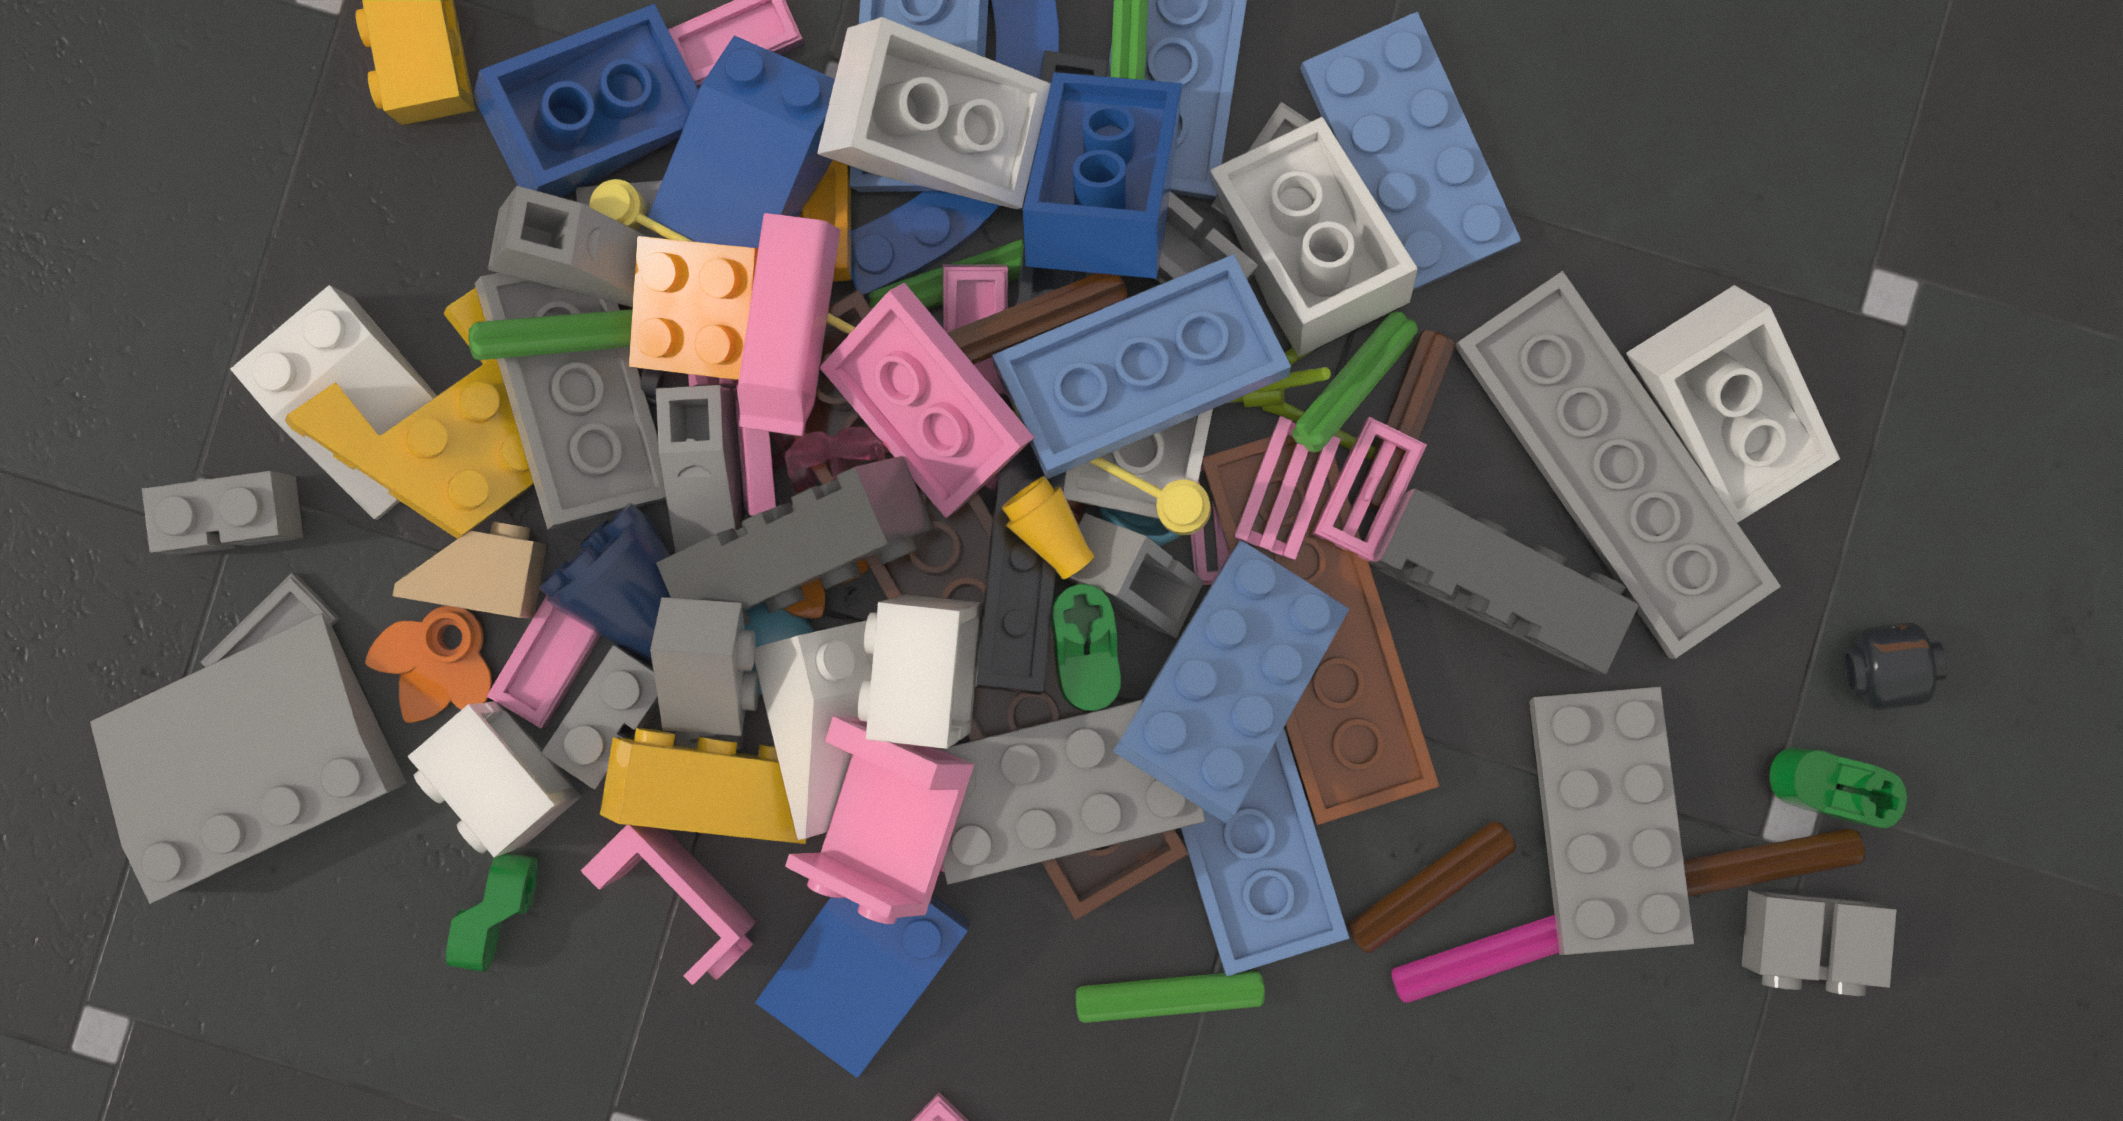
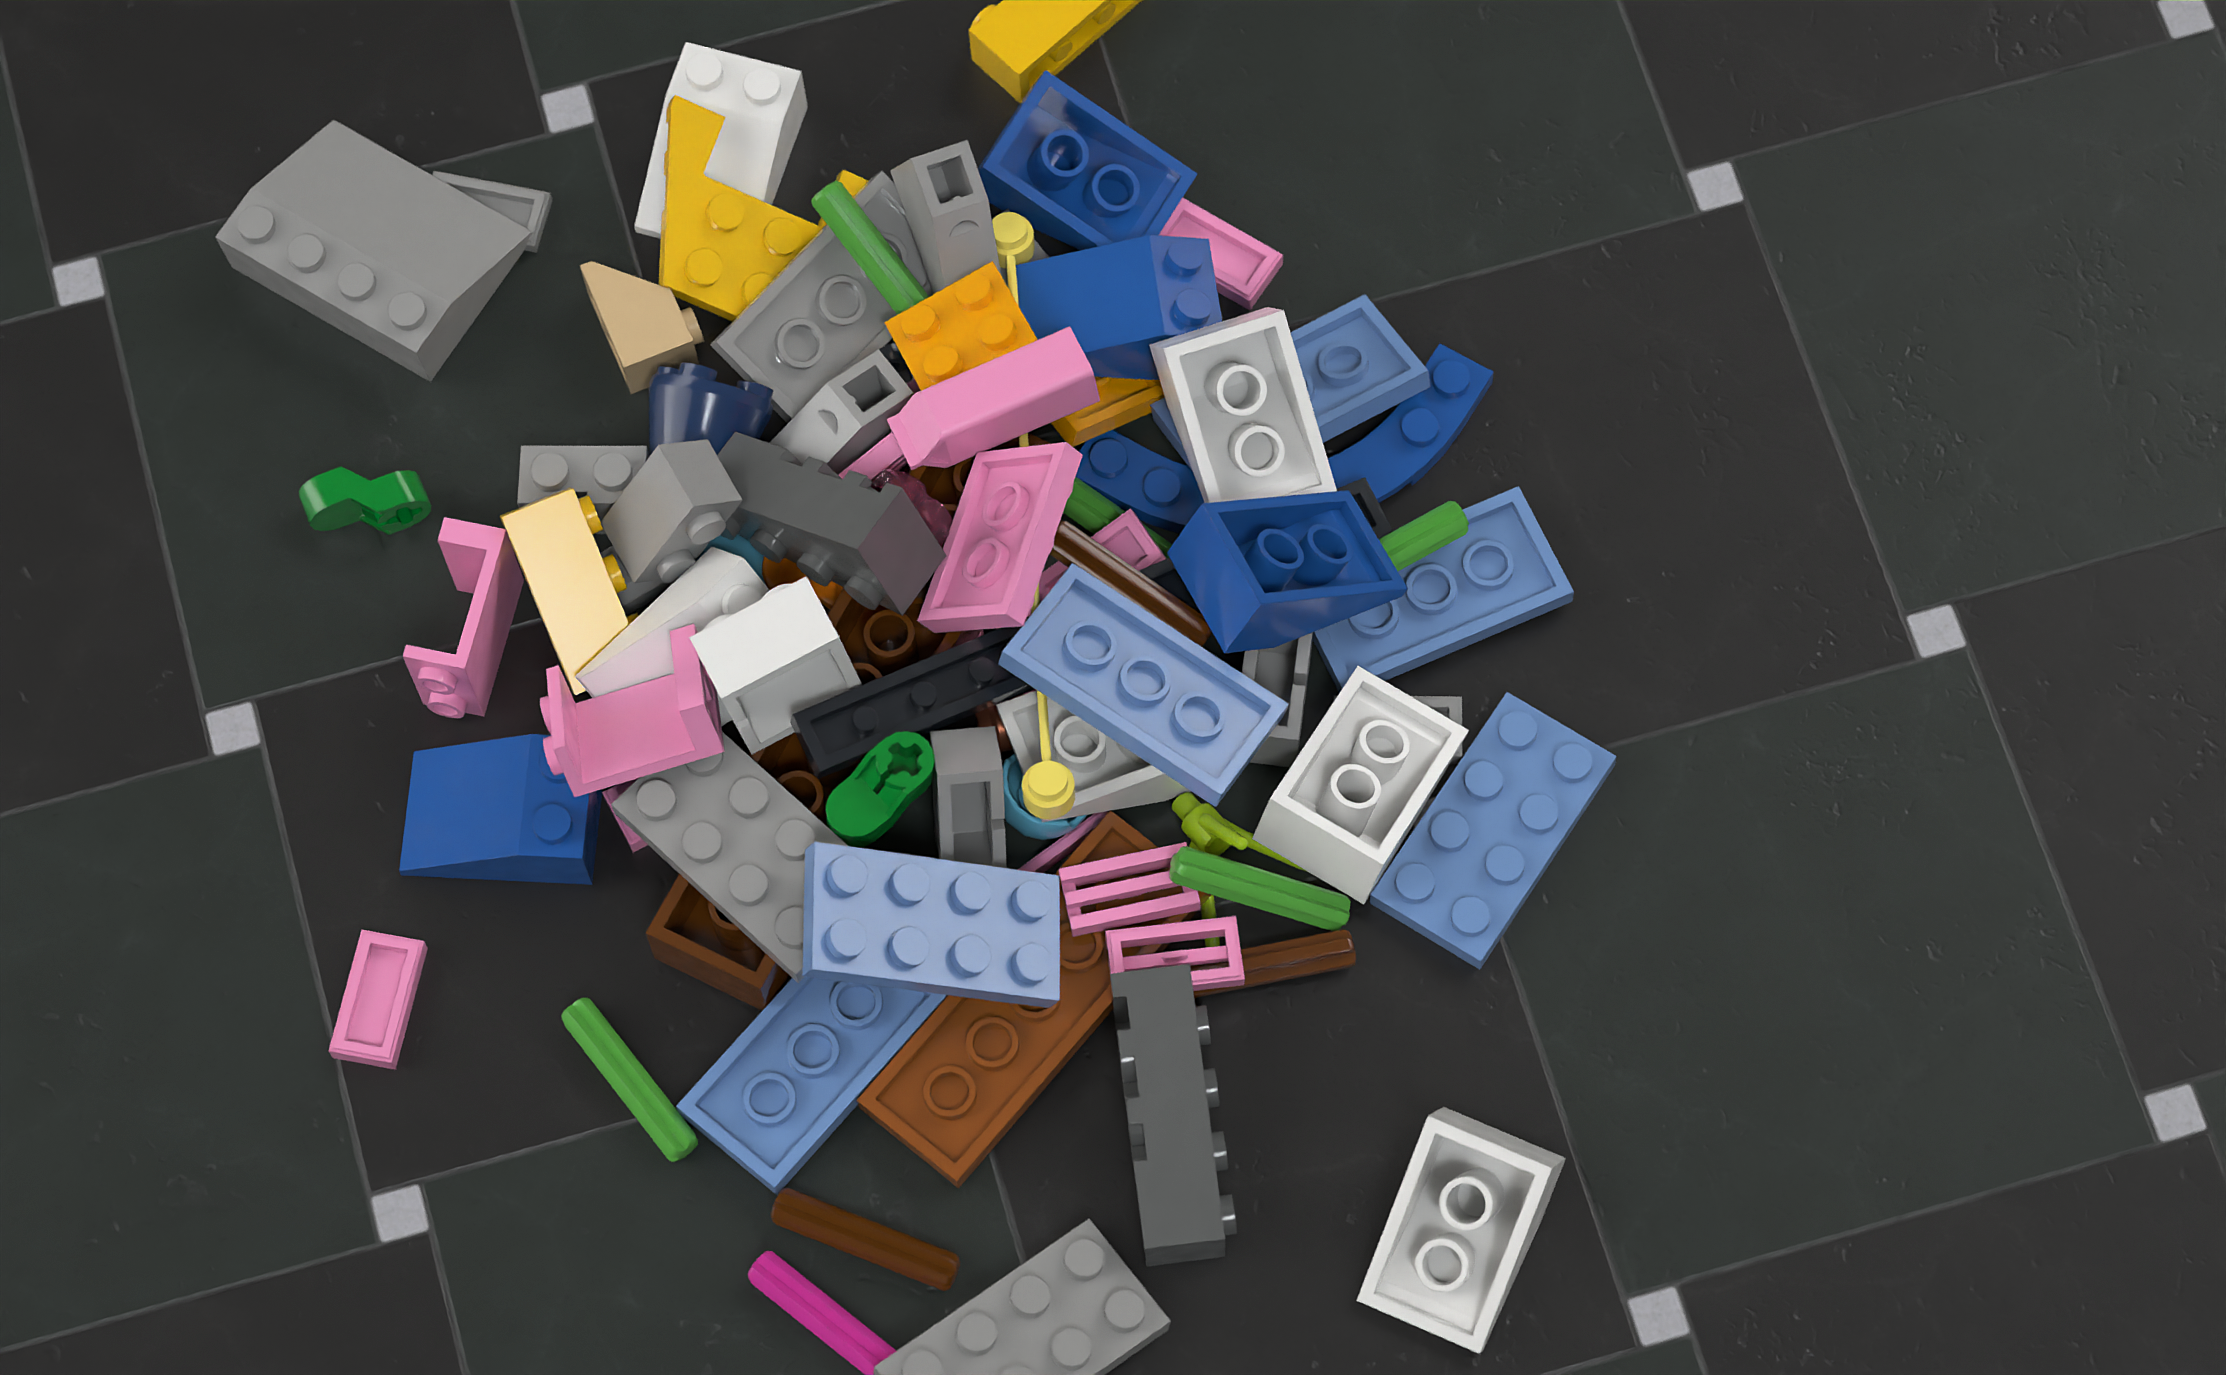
camera: 60 degrees right, 20 degrees down
(240, 507) = (579, 122): light grey piece -> none
(428, 668) = (538, 339): orange plate -> none
(492, 778) = (477, 425): white piece -> none
(543, 665) = (596, 417): bright pink tile -> none
(1048, 526) = (960, 689): yellow cone -> none
(1617, 465) = (1339, 1164): light grey plate -> none

